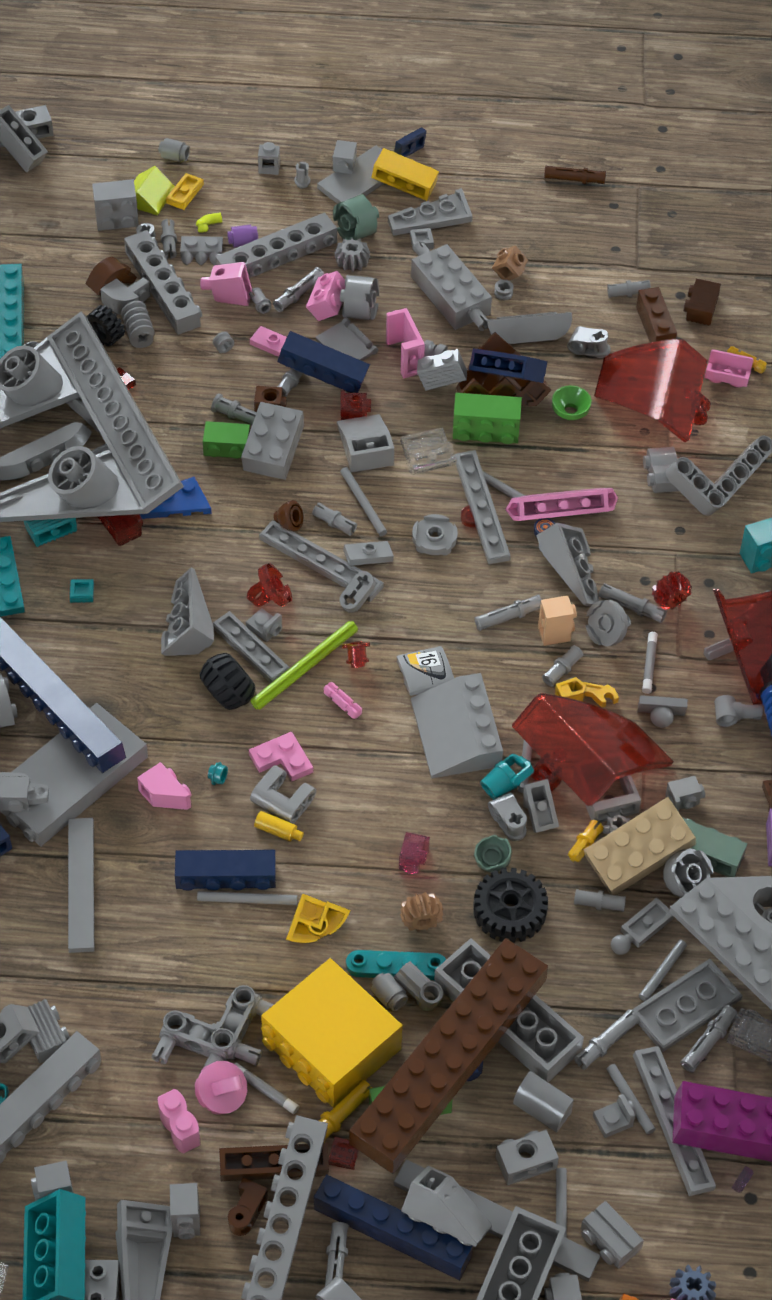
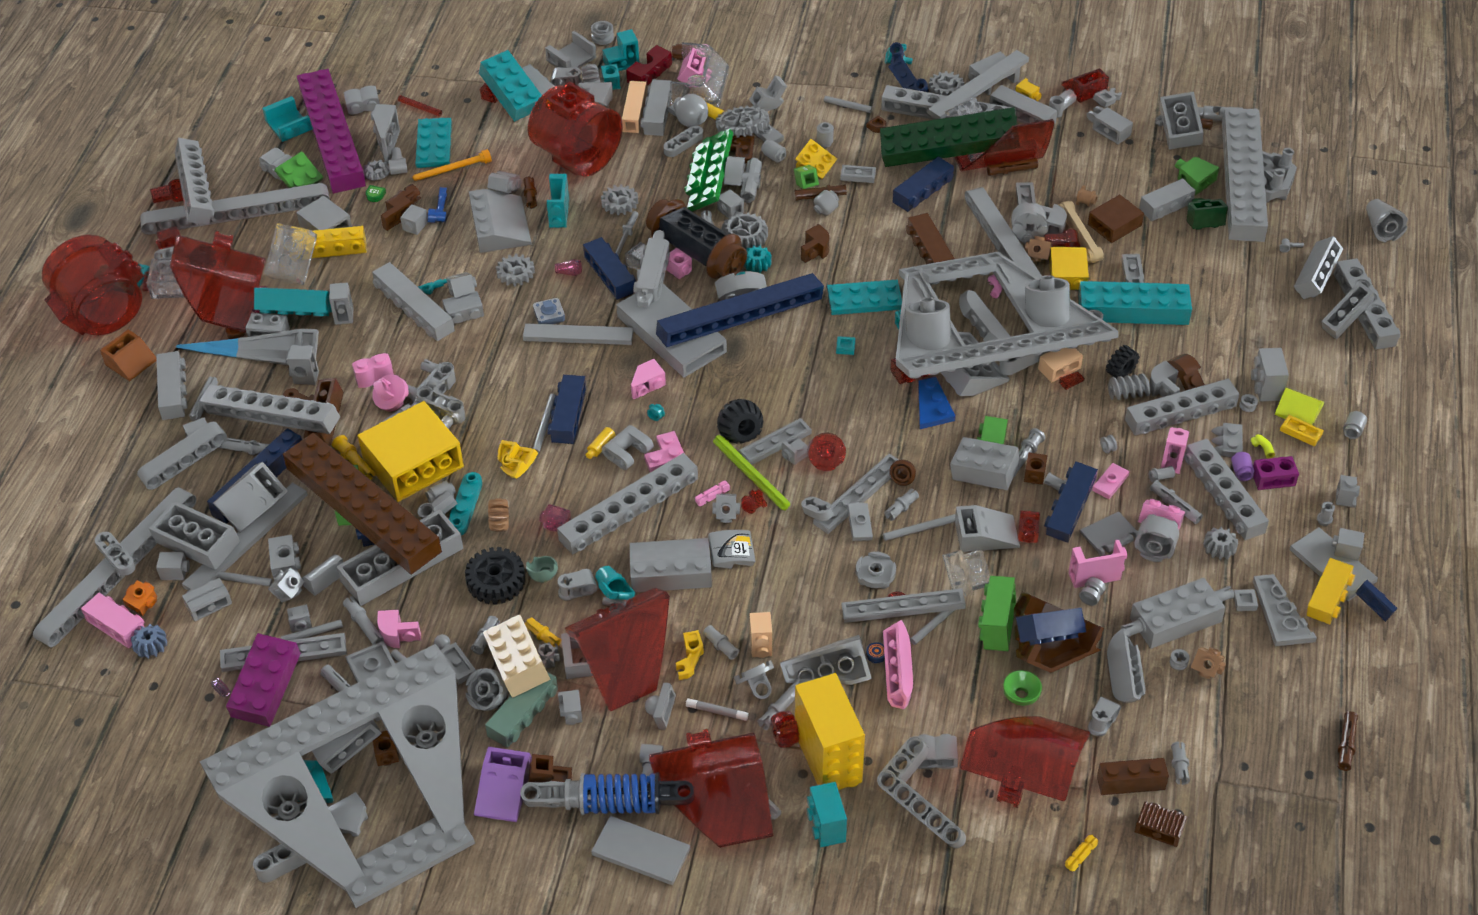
camera: 100 degrees right, 5 degrees down
(40, 926) = (549, 311): none -> piece
(169, 238) = (1238, 416): light grey pin -> none
(189, 621) = (795, 402): light grey wedge -> none
(249, 209) = (1275, 473): none -> magenta brick
(356, 218) = (1263, 544): sand green brick -> none
(370, 676) = (725, 500): none -> light grey brick
(379, 791) = (627, 503): none -> light grey brick
(441, 369) = (1062, 587): light grey brick -> none
(515, 610) = (786, 618): light grey pin -> none
(539, 801) = (577, 602): light grey slope -> none
(573, 1137) = (286, 585): none -> light grey brick
(614, 1001) = (394, 631): none -> bright pink brick
(690, 531) = (829, 732): none -> yellow brick
(729, 368) = (1062, 830): bright pink bracket -> none

